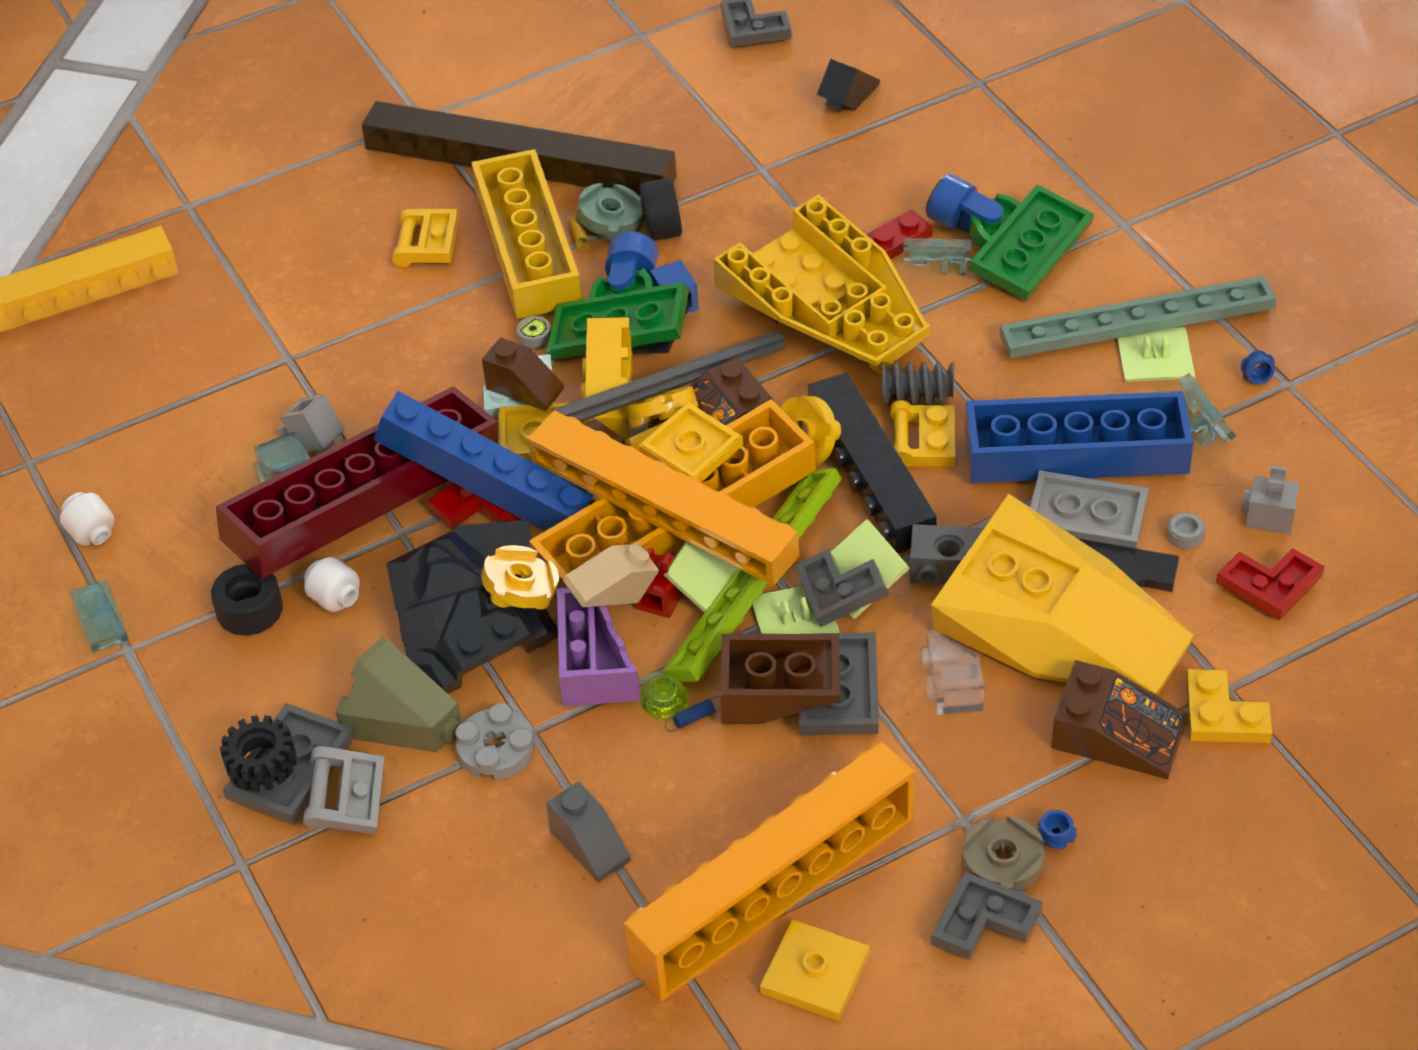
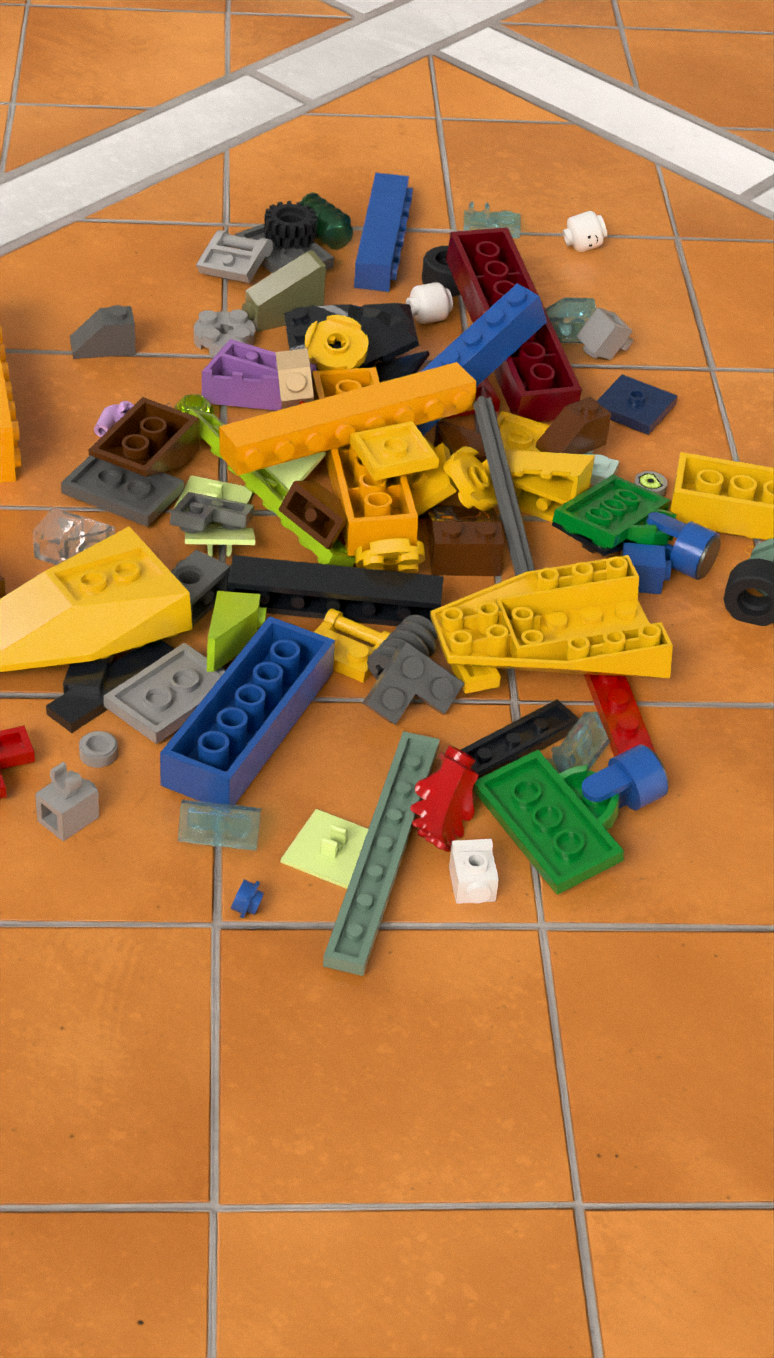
camera: 110 degrees right, 5 degrees down
(190, 690) = (383, 232): none -> blue brick
(200, 752) = (332, 224): none -> clear green piece
(409, 374) = (637, 404): none -> dark blue plate
(725, 758) = (110, 416): none -> lavender arm
(796, 489) = (315, 511): none -> reddish brown slope
(955, 350) = (411, 675): none -> dark grey plate
(960, 299) = (521, 737): none -> black tile
(977, 493) = (232, 626): none -> lime slope
(1027, 295) = (446, 799): none -> red plant
(1119, 261) = (473, 871): none -> white brick

